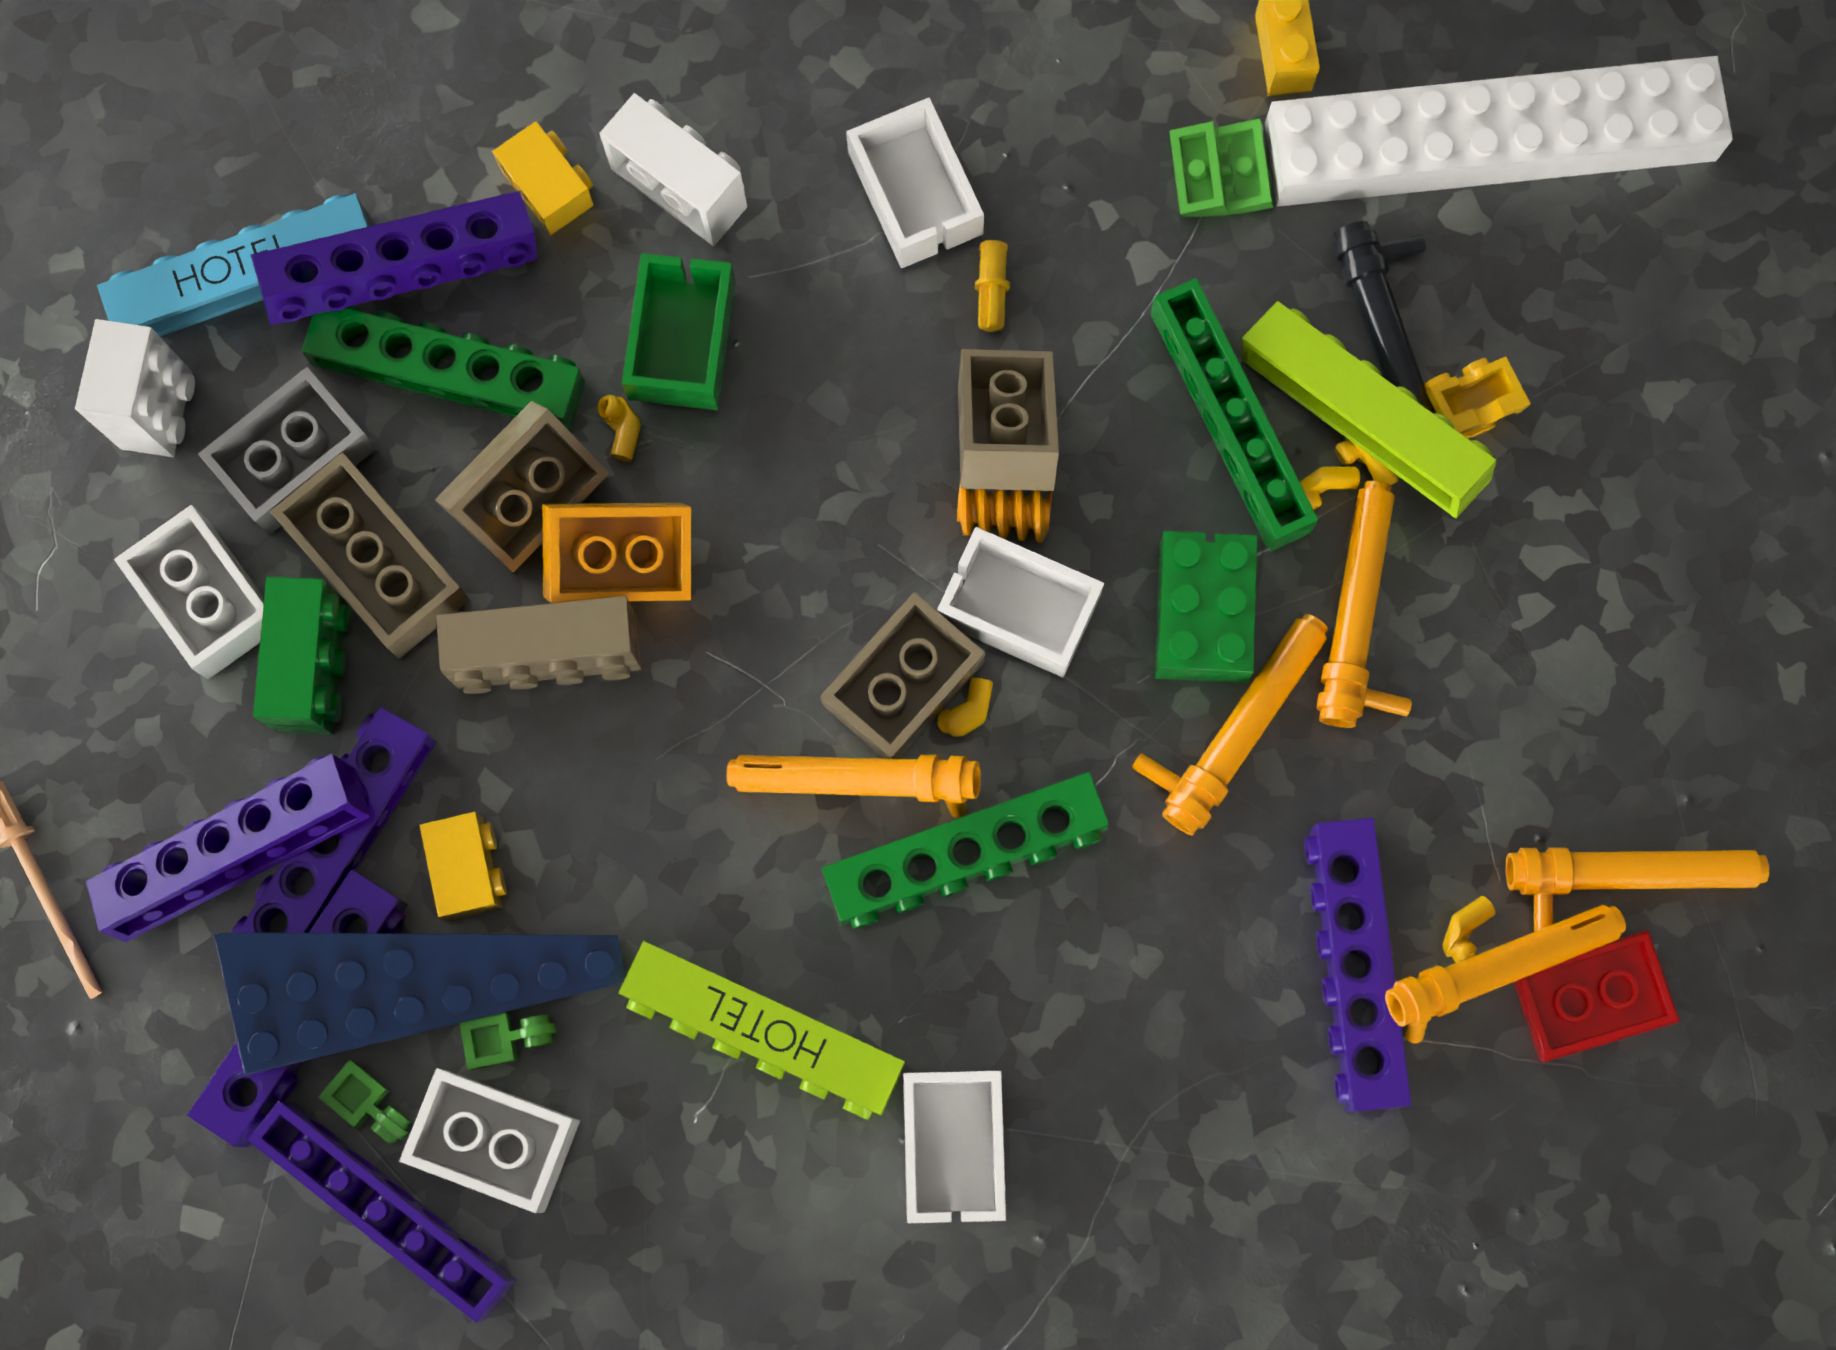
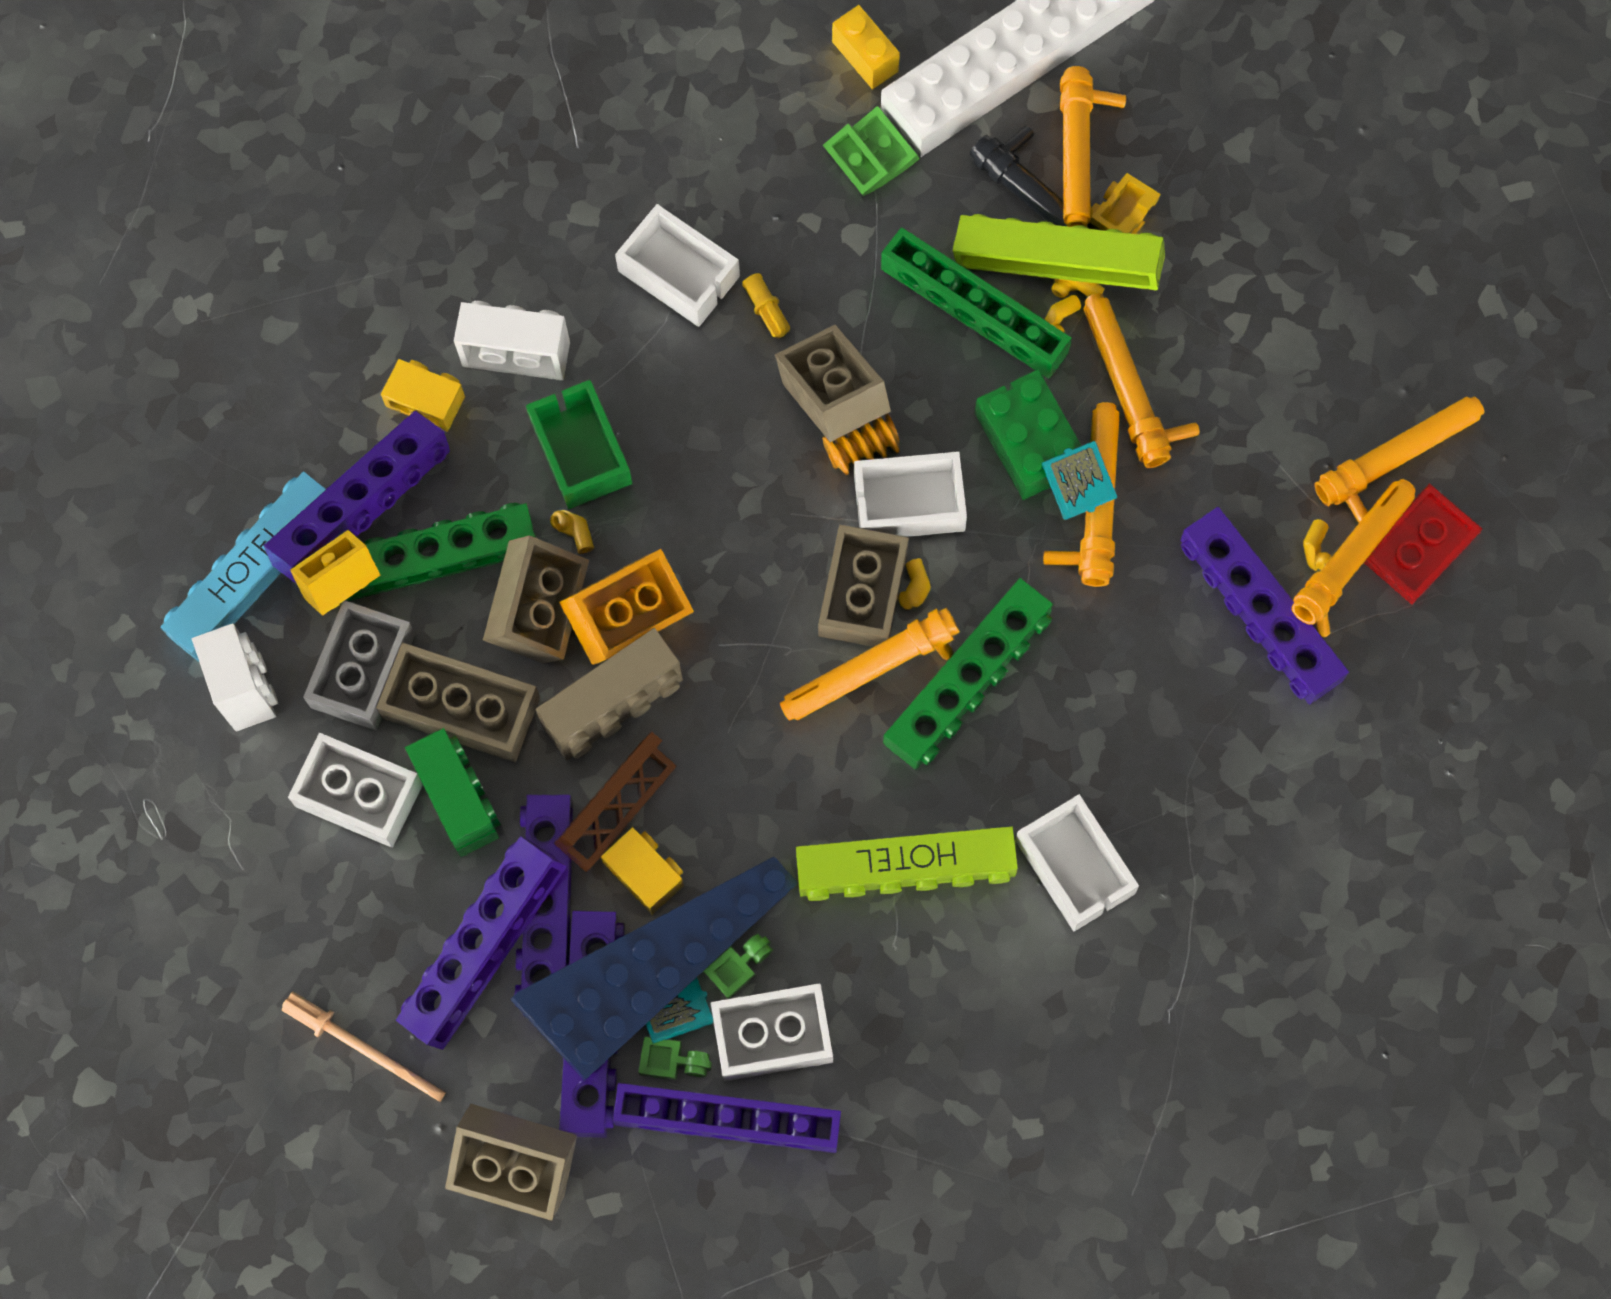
camera: 30 degrees left, 5 degrees down
(112, 1118) = (510, 1161): none -> dark tan brick
(309, 330) = (335, 572): none -> yellow brick
(405, 1059) = (681, 1014): none -> piece
(468, 756) = (611, 790): none -> reddish brown fence
(1226, 695) = (1079, 480): none -> piece
(1494, 242) = (1076, 104): none -> light orange cylinder

